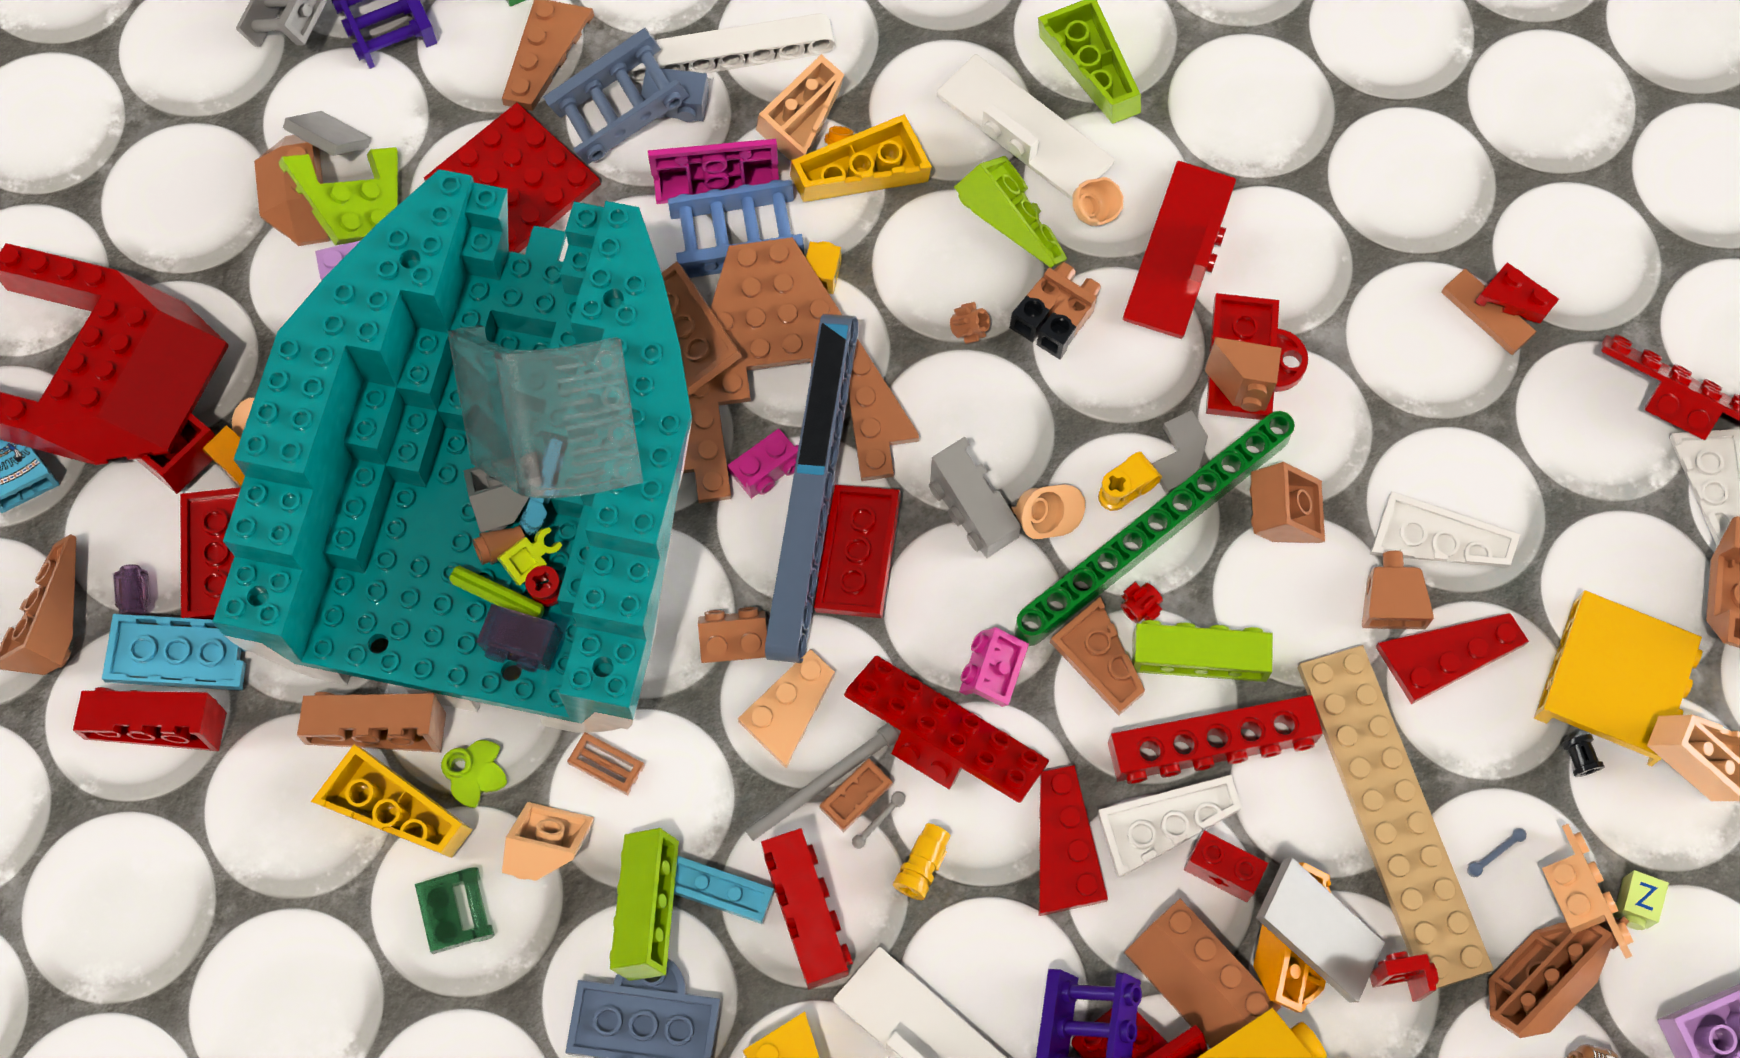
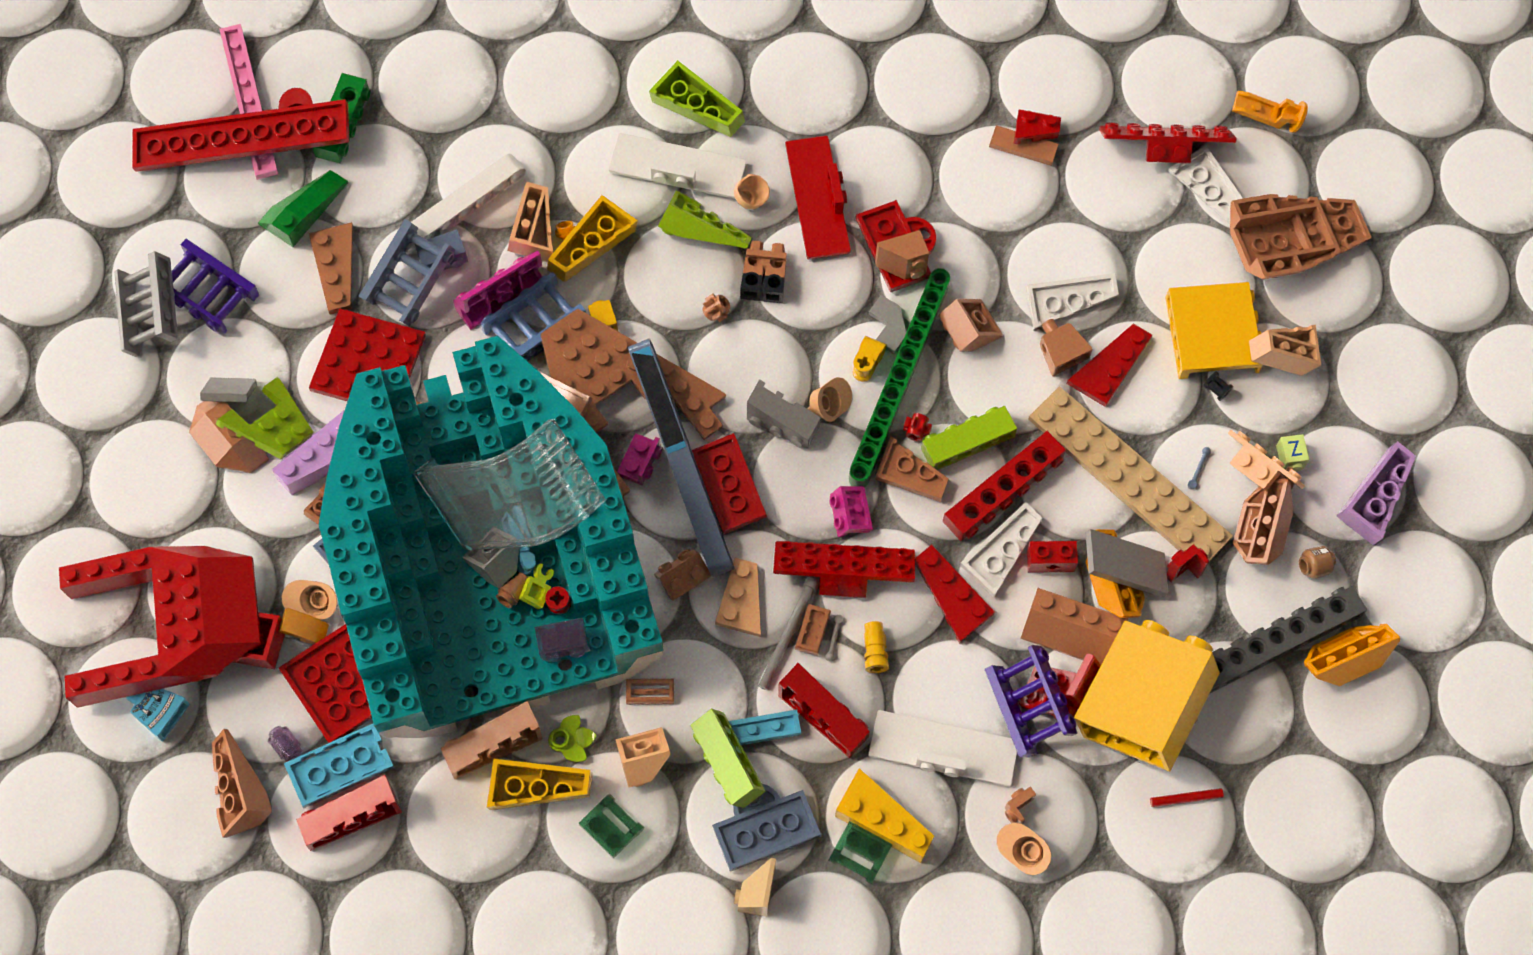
camera: 30 degrees left, 0 degrees up
(494, 592) = (527, 620): lime axle -> none

